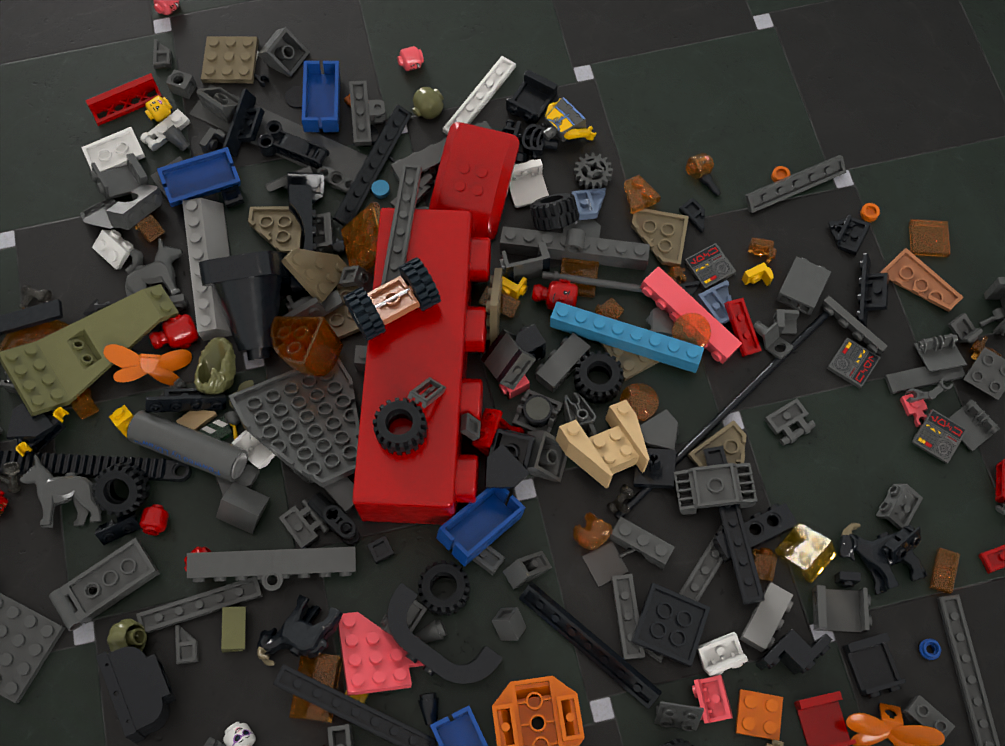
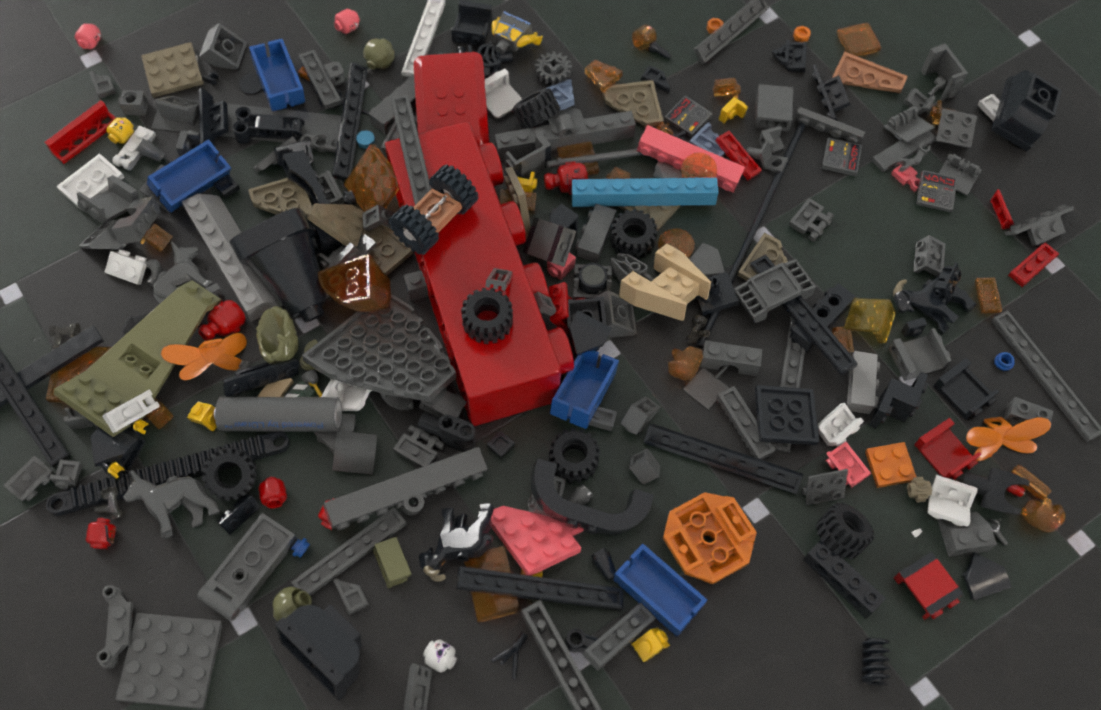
camera: 25 degrees left, 5 degrees down
(54, 398) = (130, 411): none -> white plate
(158, 583) = (300, 547): none -> blue plate

